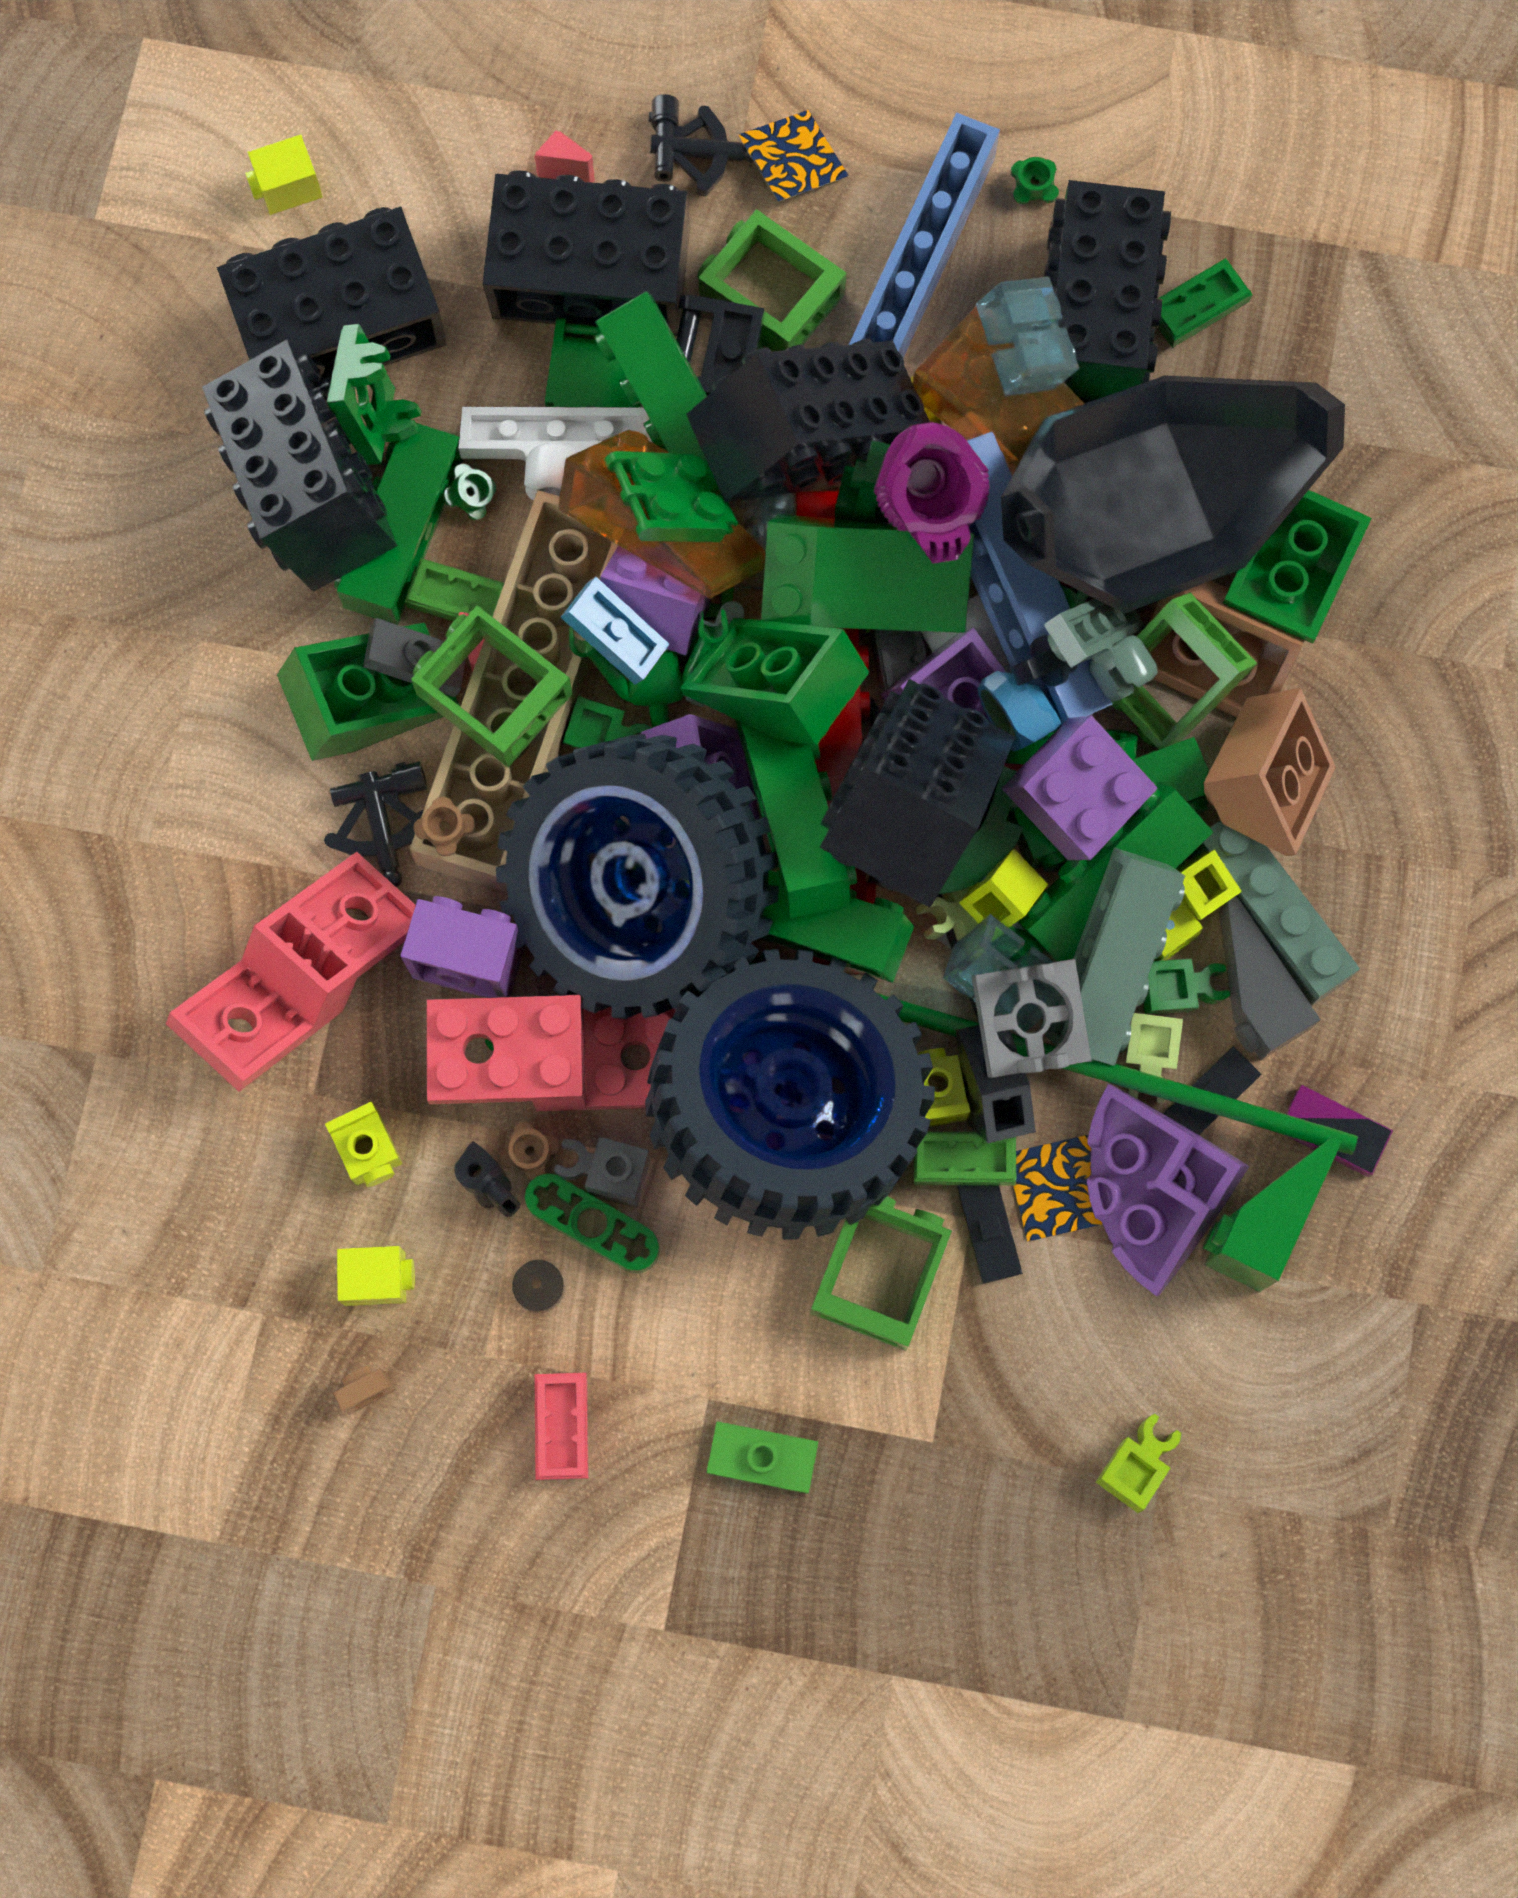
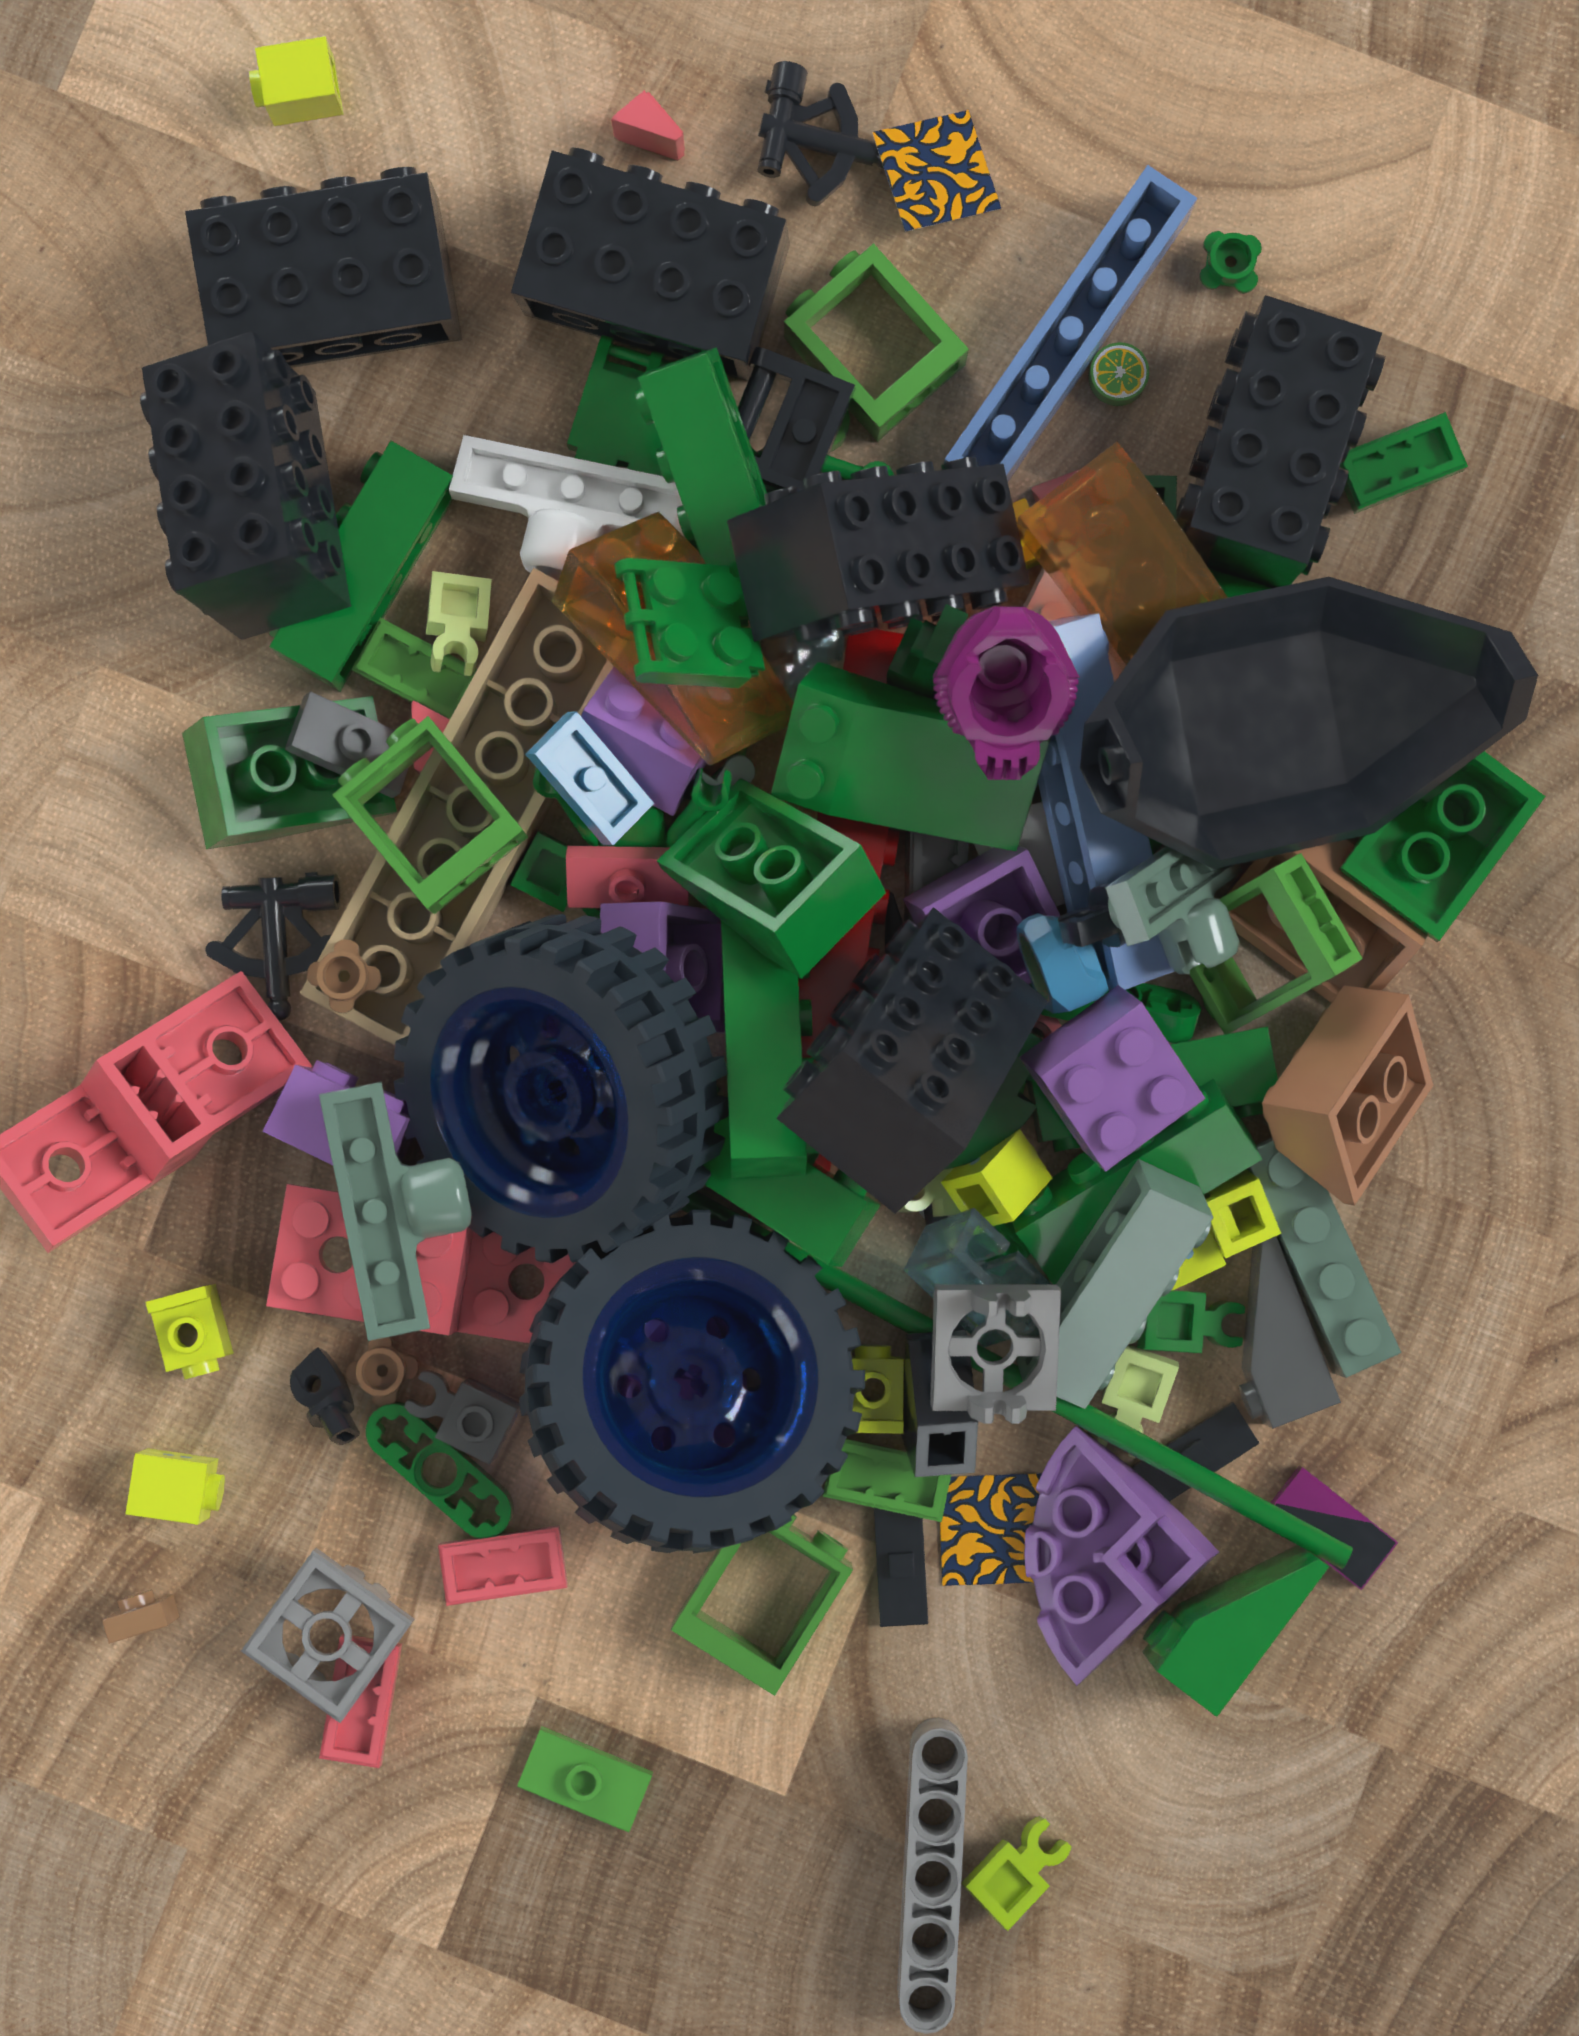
camera: 10 degrees right, 10 degrees up
(386, 420) = (341, 381): green piece -> none
(479, 482) = (472, 537): plate -> none
(482, 546) = (458, 617): none -> yellowish green plate
(515, 993) = (388, 1208): none -> sand green plate
(539, 1420) = (298, 1672): none -> light grey piece
(542, 1298) = (376, 1523): clear smoke tile -> none
(647, 709) = (619, 876): none -> coral plate
(660, 1290) = (503, 1565): none -> coral plate
(966, 277) = (1118, 374): none -> bright green tile
(1028, 316) = (1167, 470): clear light blue piece -> none
(1086, 1499) = (938, 1903): none -> light grey beam

